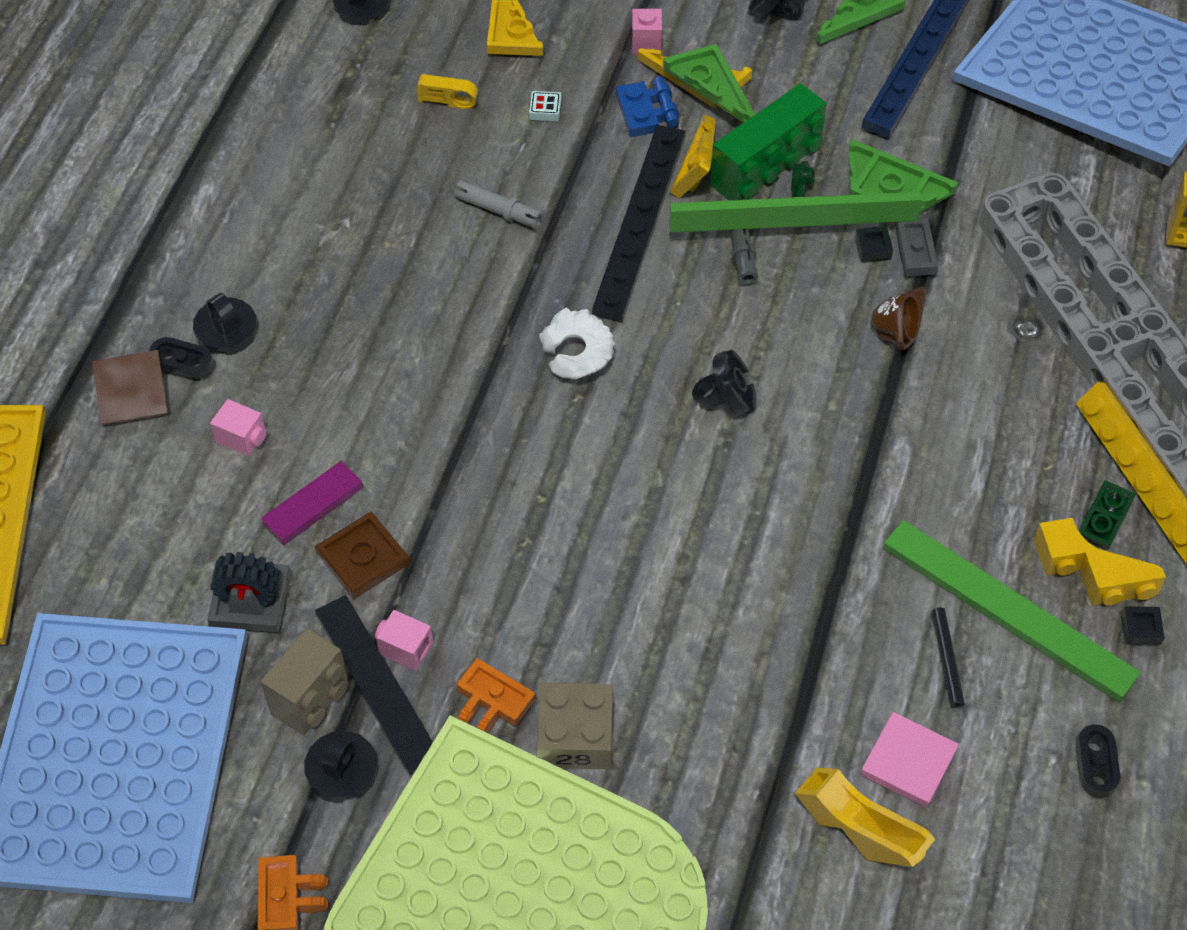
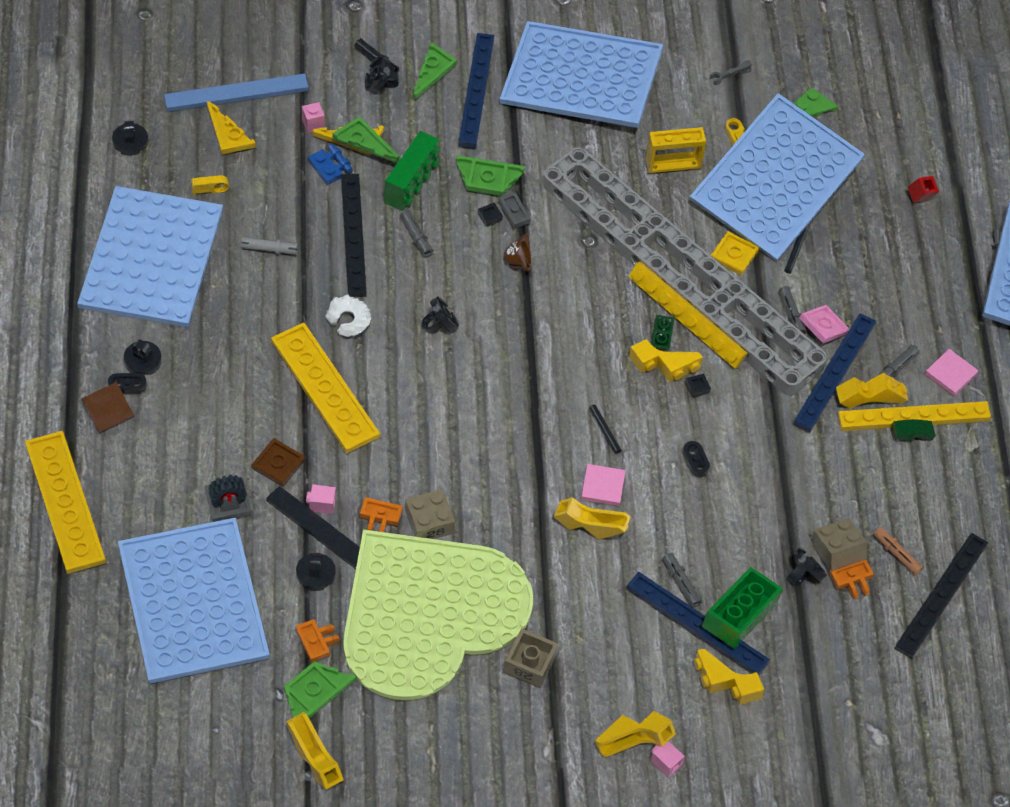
camera: 25 degrees left, 0 degrees up
(238, 427) = (180, 412): bright pink brick -> none
(305, 682) = (282, 534): dark tan brick -> none
(311, 177) = (151, 256): none -> light blue plate
(312, 503) = (238, 442): magenta tile -> none
(492, 454) = (325, 387): none -> yellow plate
(545, 106) = (270, 178): light aqua tile -> none
(697, 160) = (373, 189): yellow wing -> none
(794, 212) = (441, 208): bright green tile -> none
(802, 178) = (437, 185): dark green plate -> none
(1012, 611) = (628, 396): bright green tile -> none

